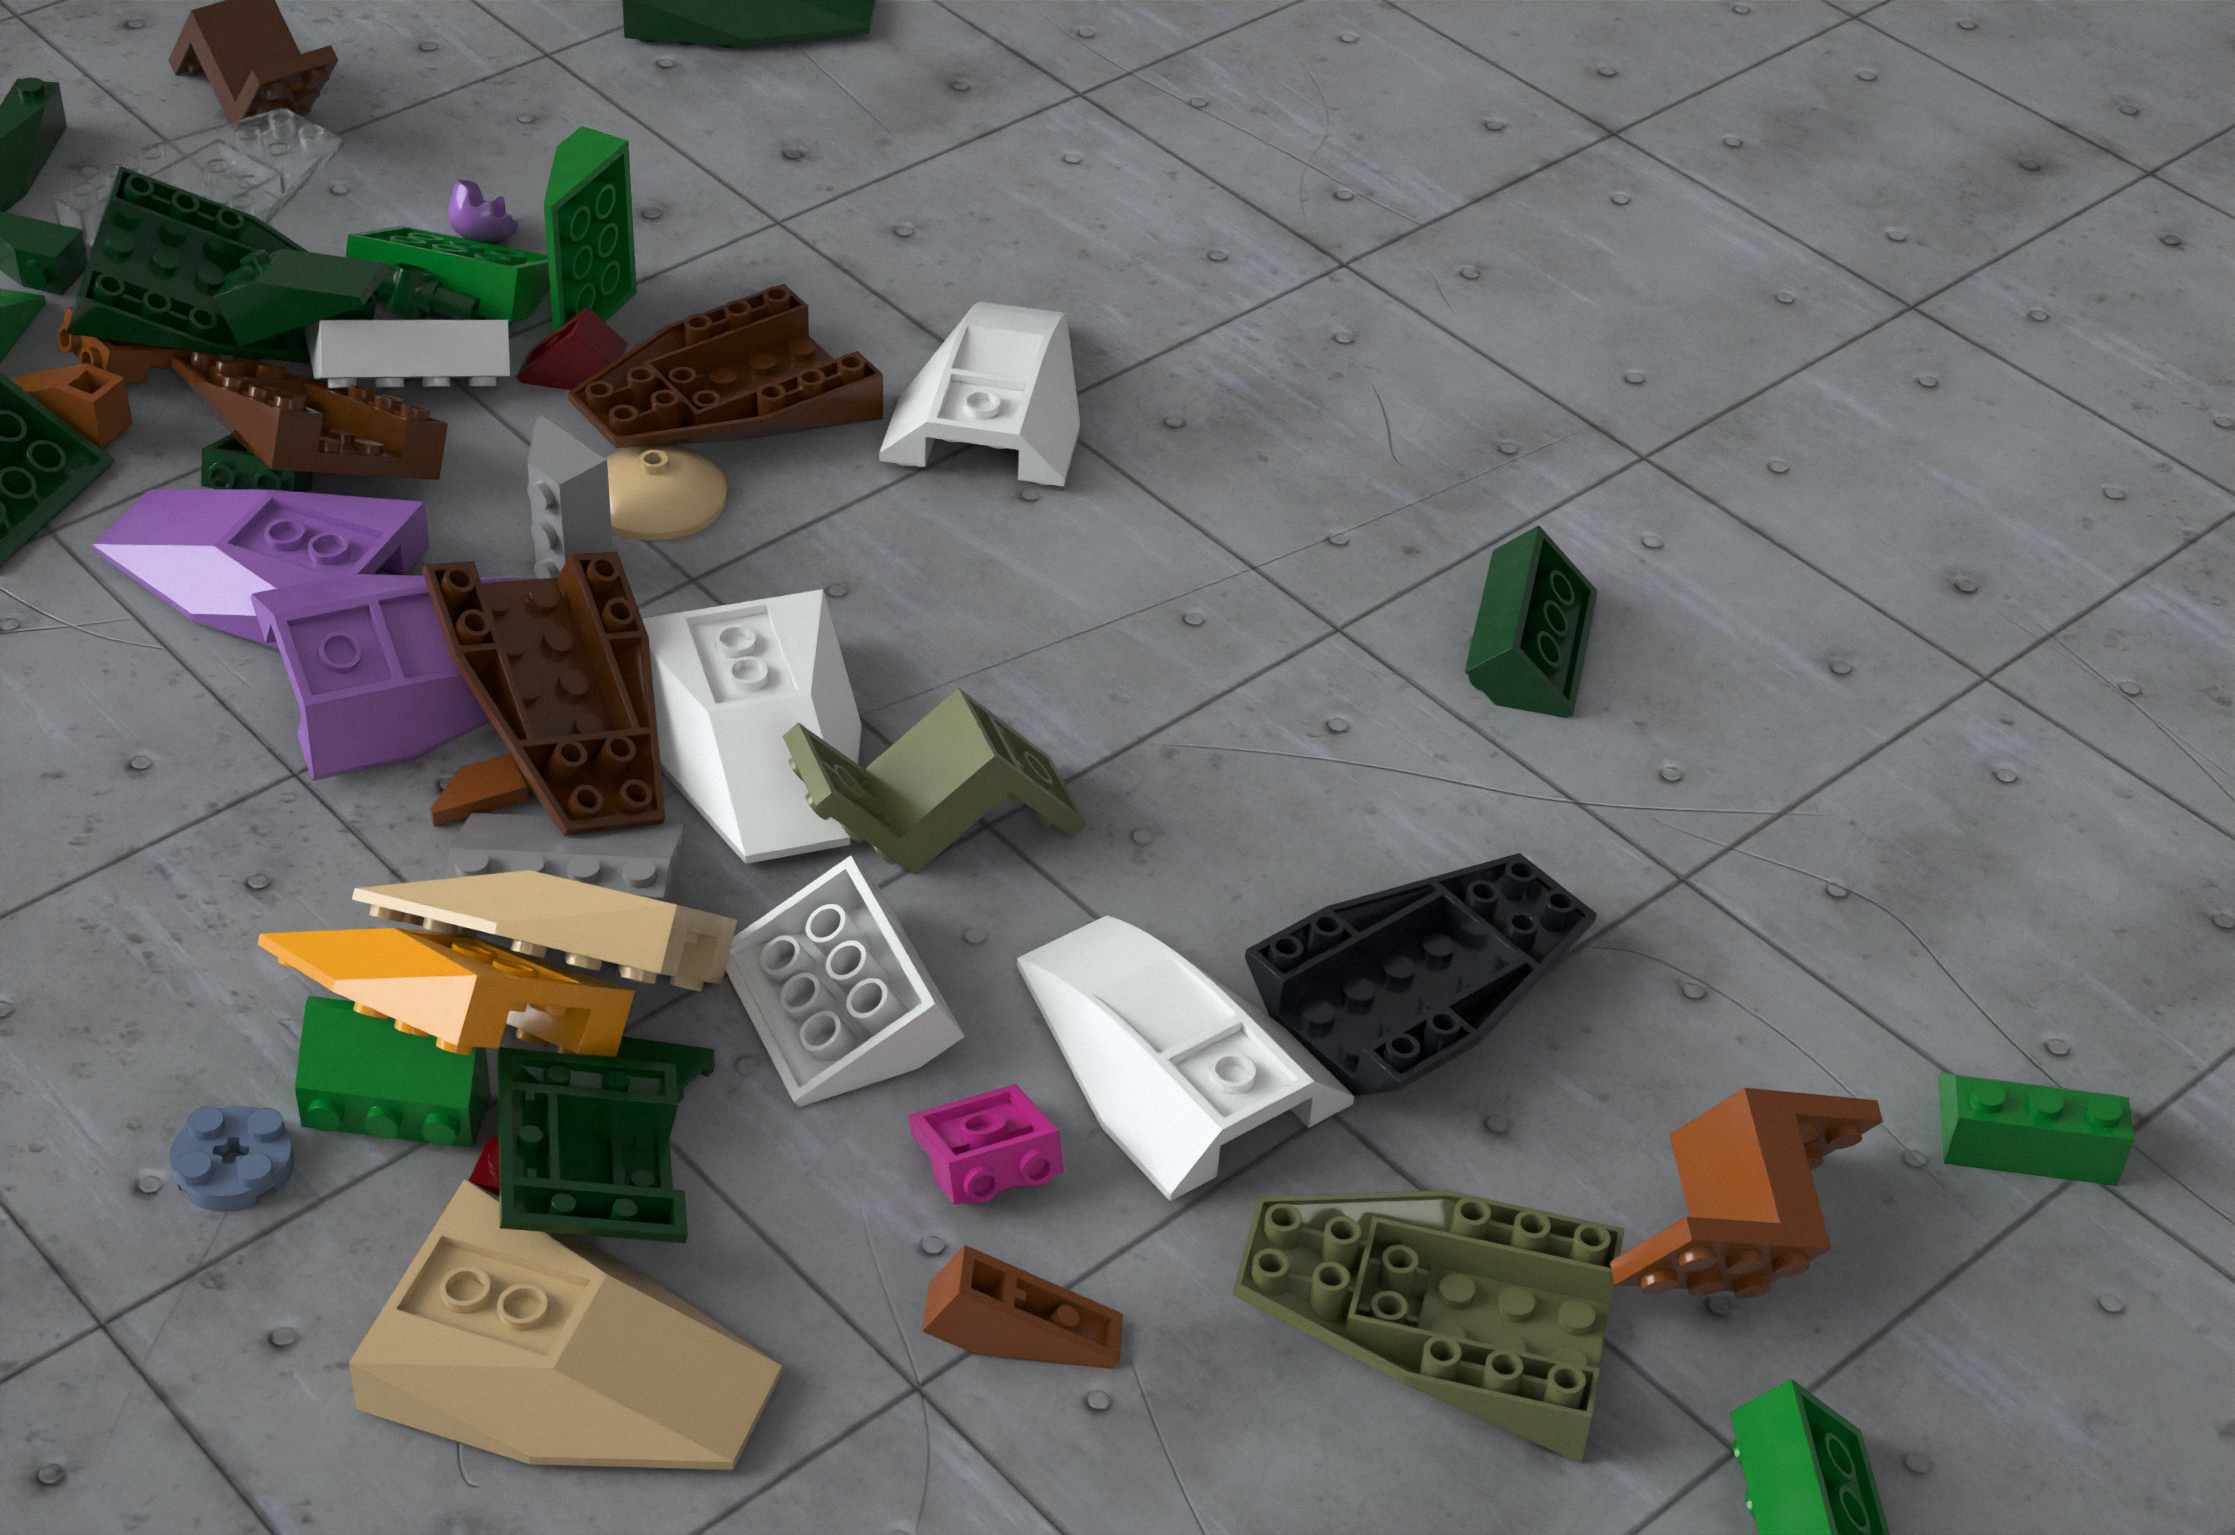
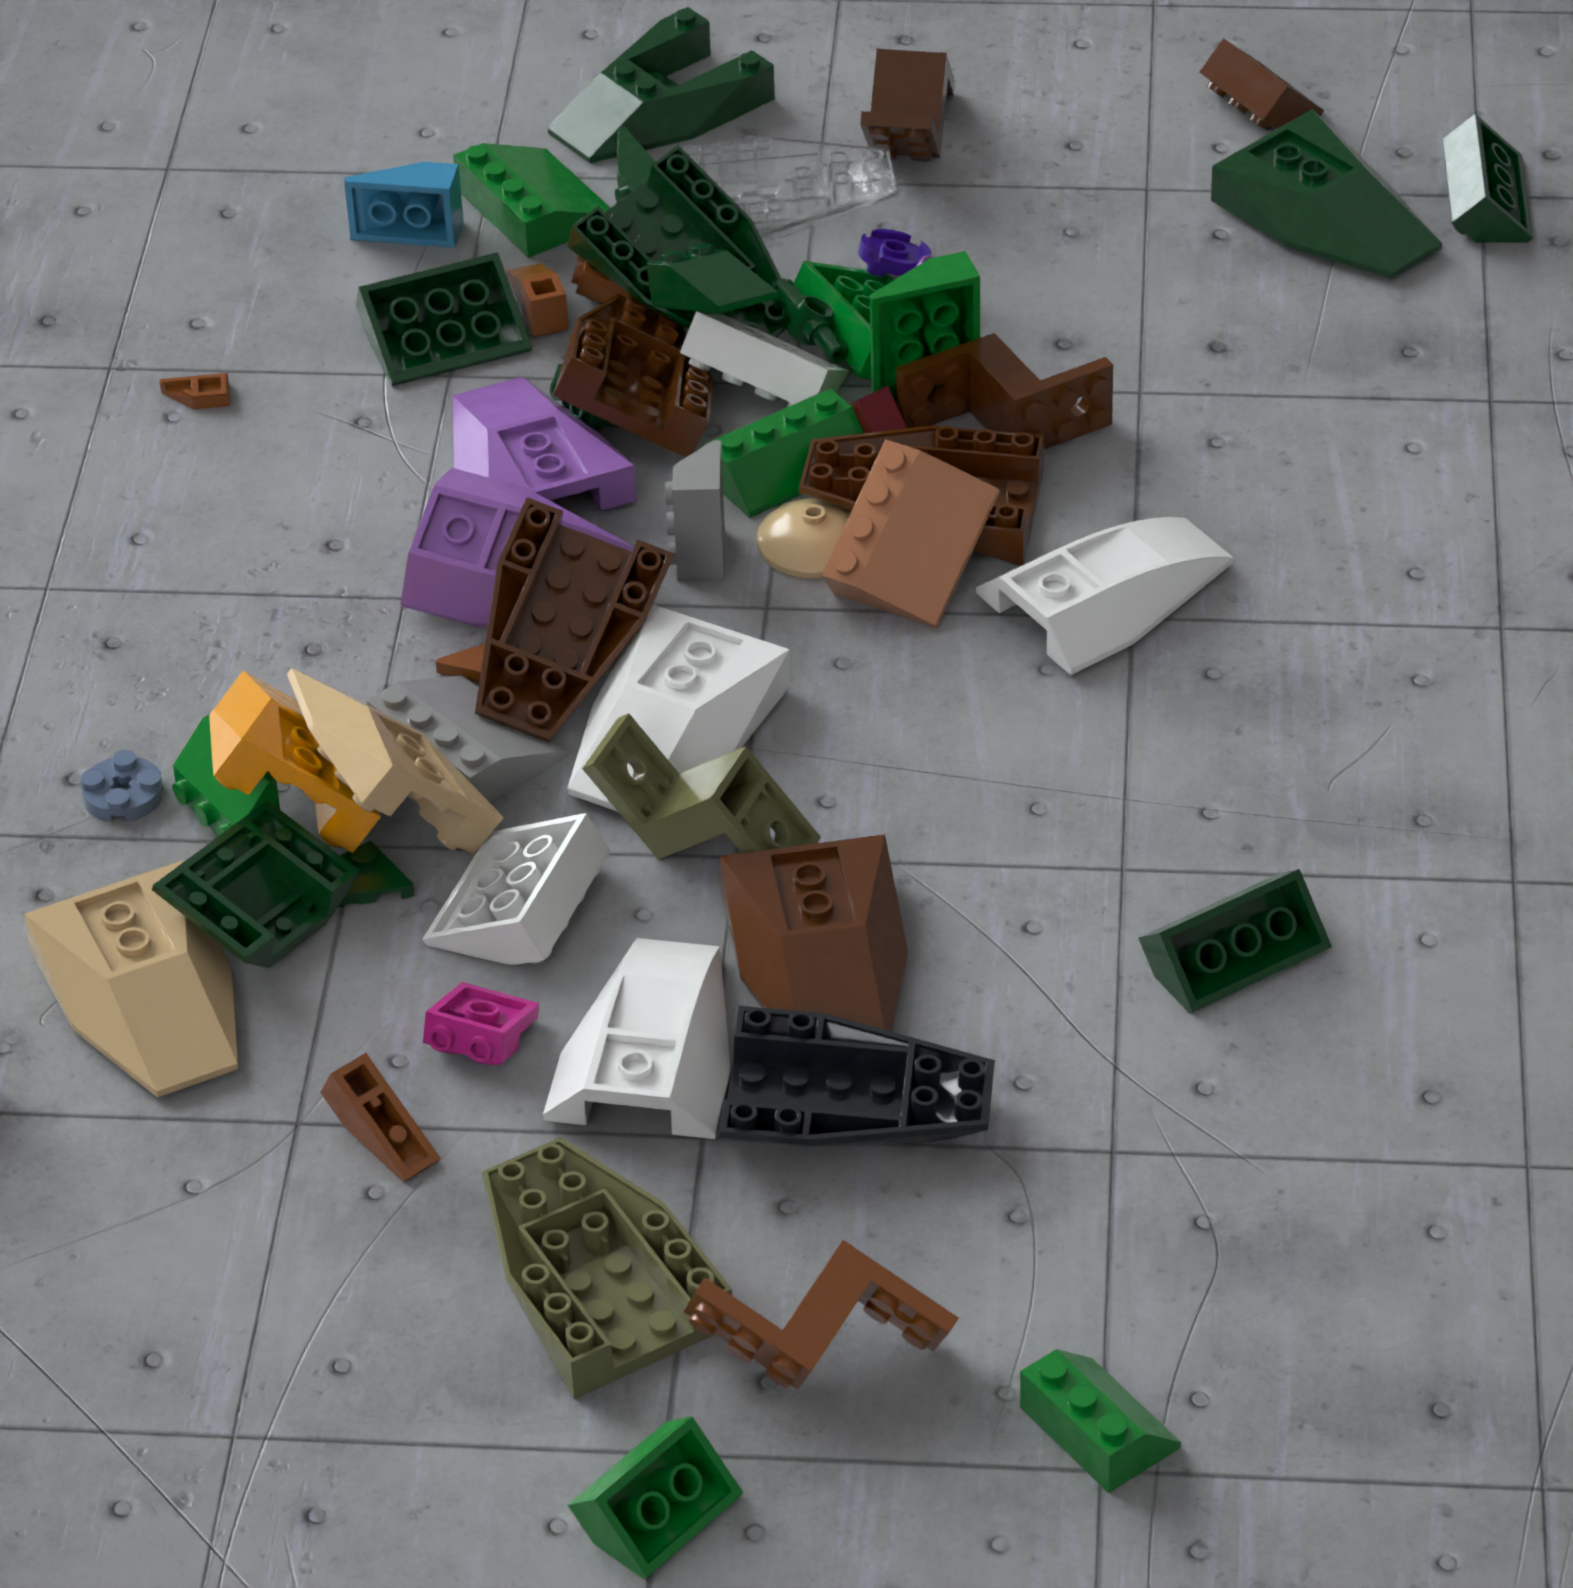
camera: 50 degrees right, 0 degrees up
(399, 203) = (890, 252): none -> dark purple plate
(530, 387) = (769, 456): none -> green slope
(690, 264) = (1004, 392): none -> reddish brown bracket
(788, 428) = (909, 534): none -> nougat slope
(1182, 844) = (818, 928): none -> reddish brown wedge

